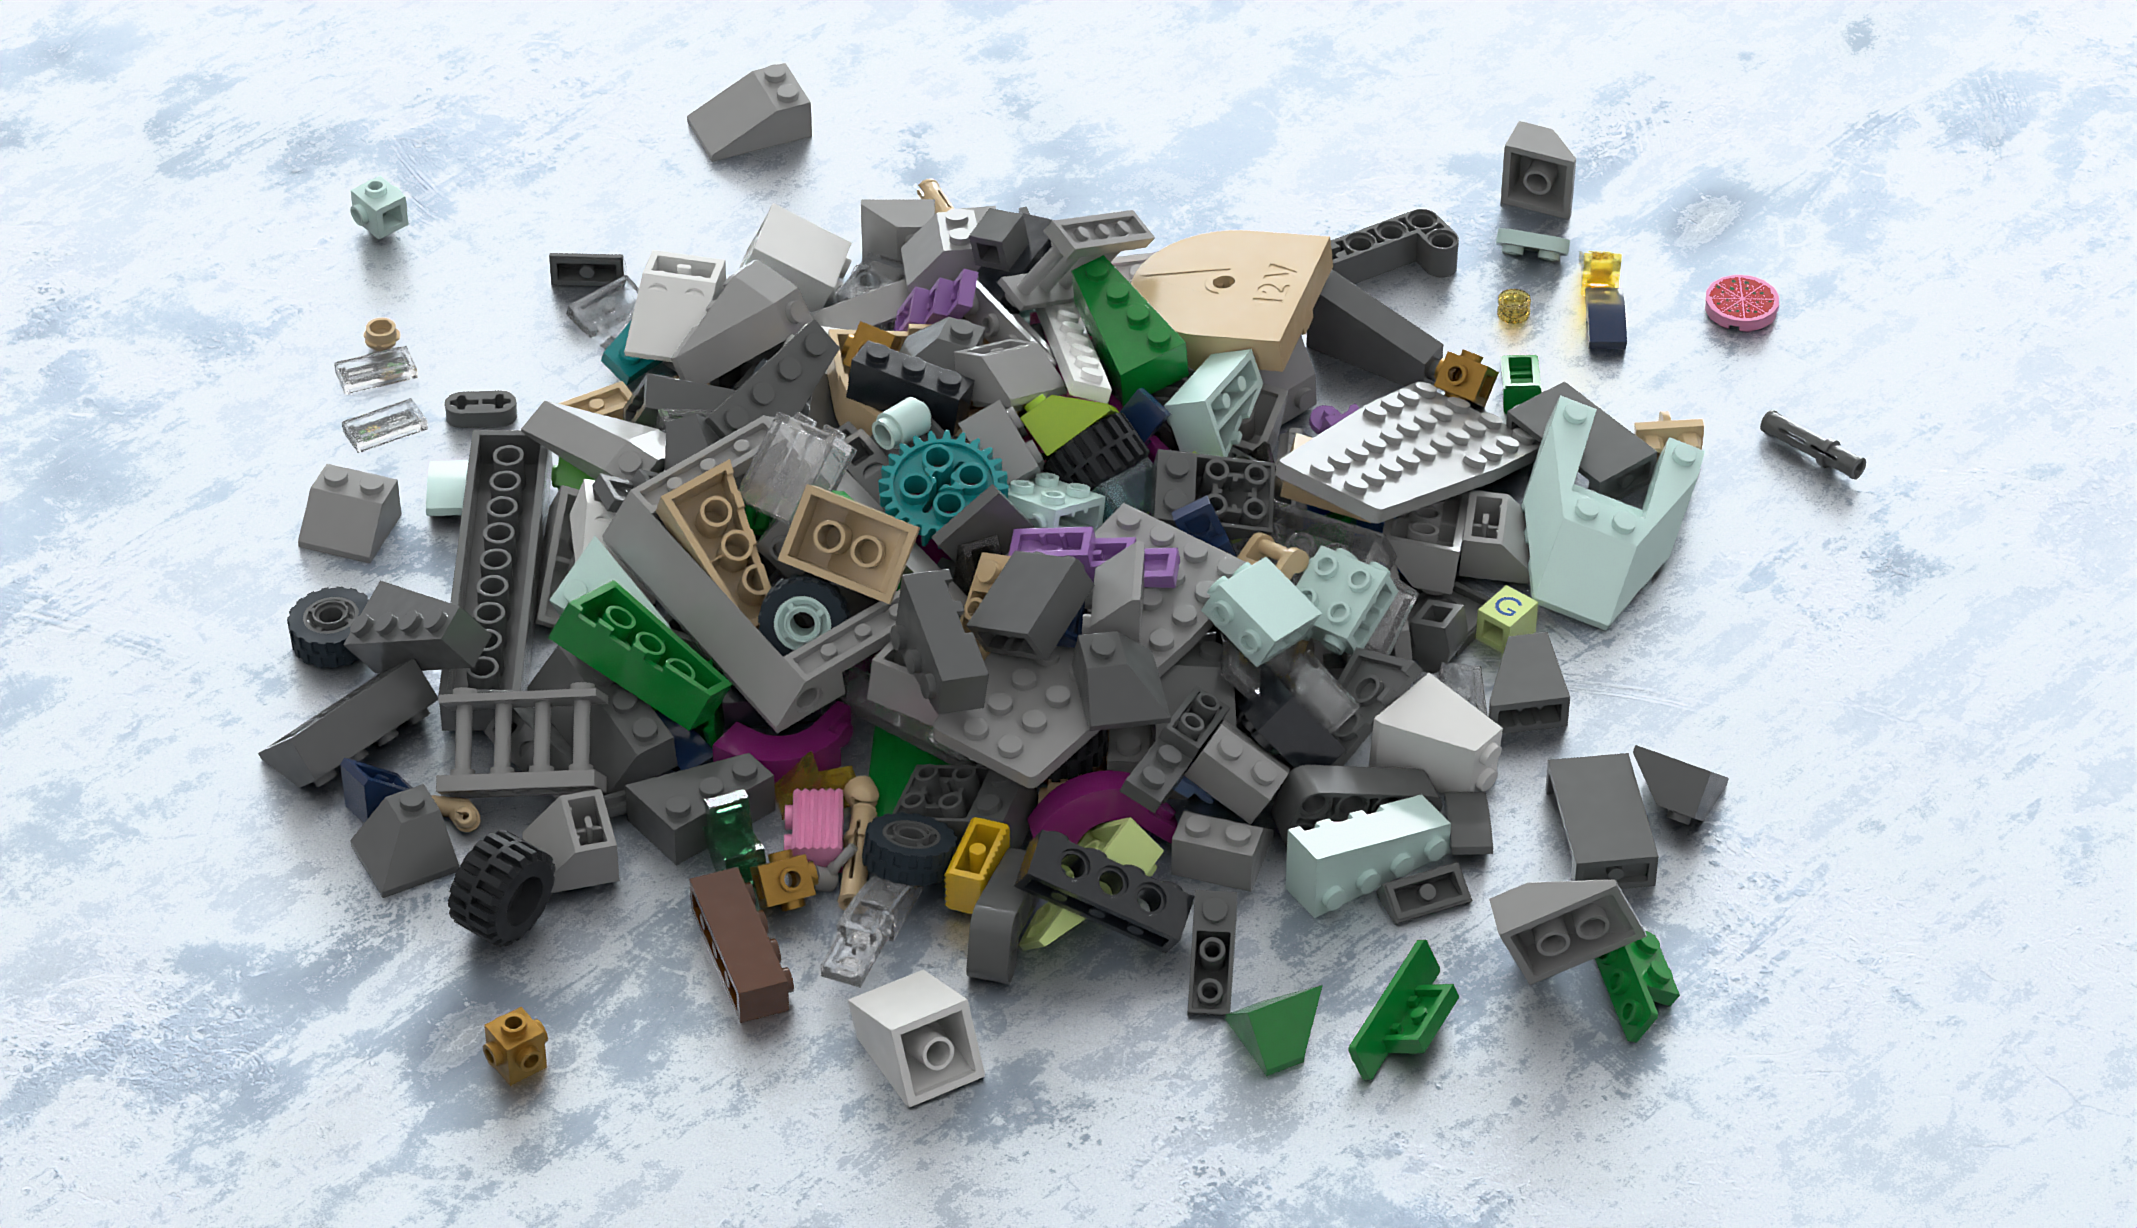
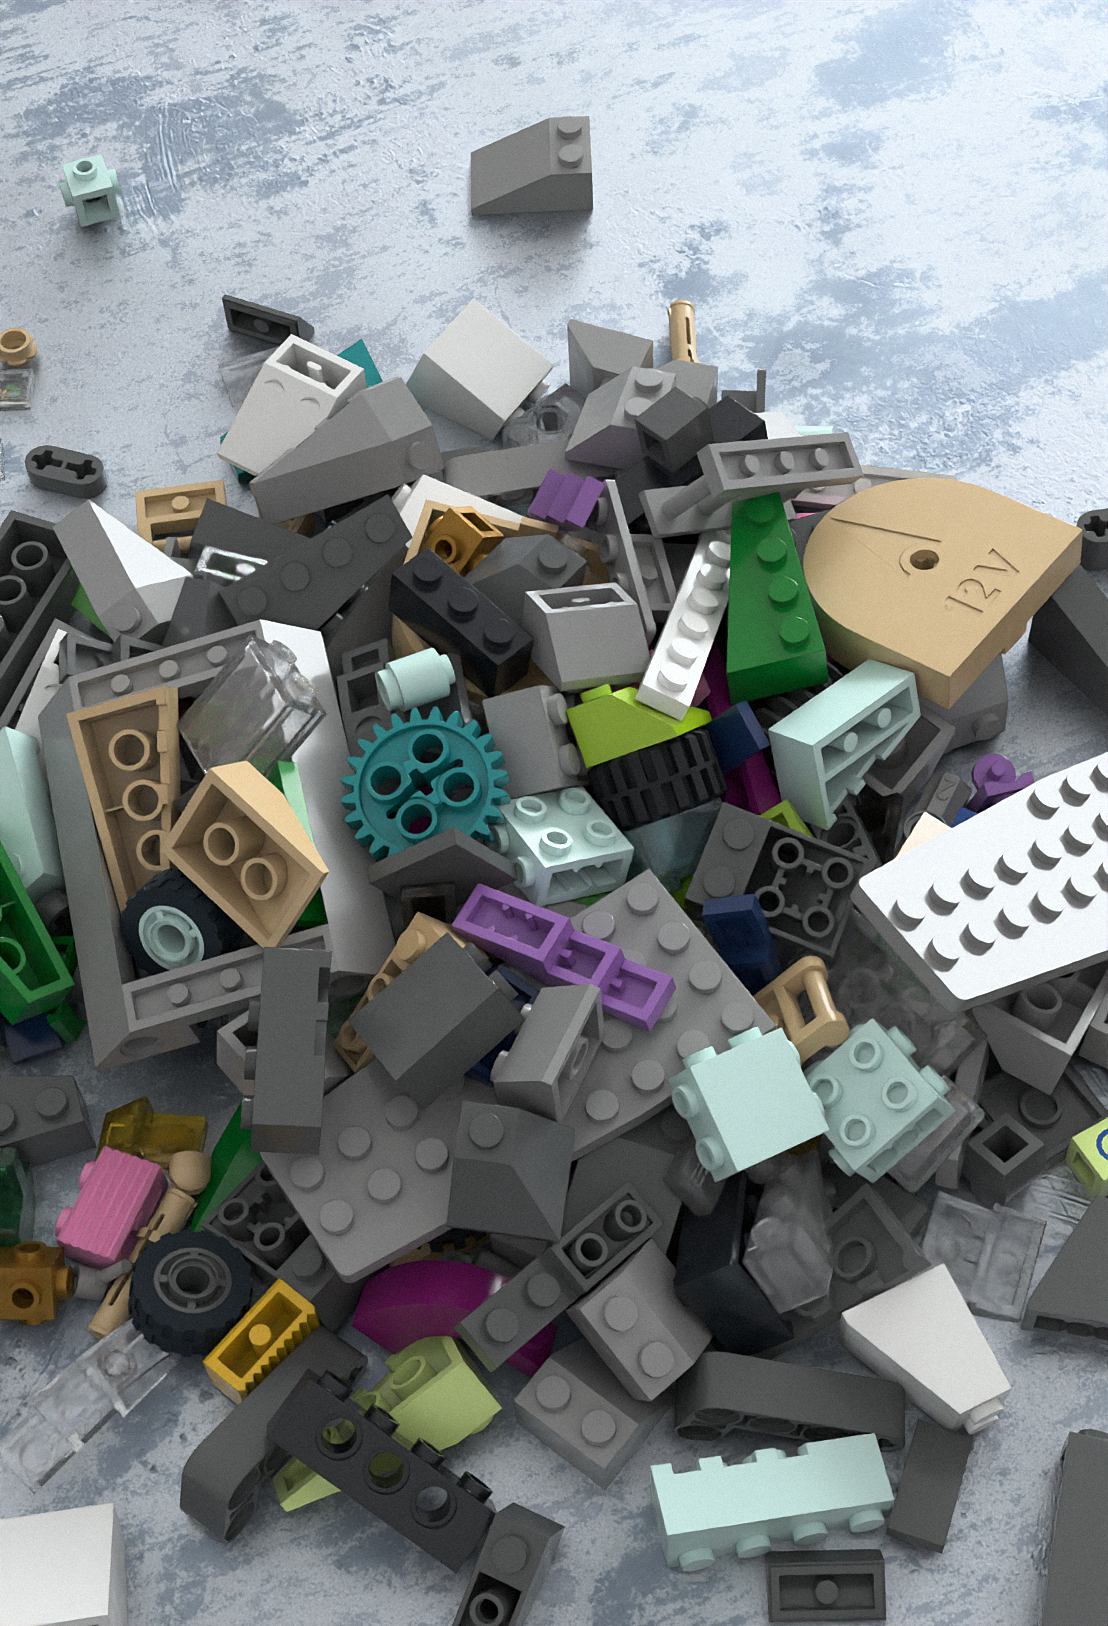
camera: 25 degrees right, 15 degrees up
(784, 752) = (167, 1080): magenta arch -> none

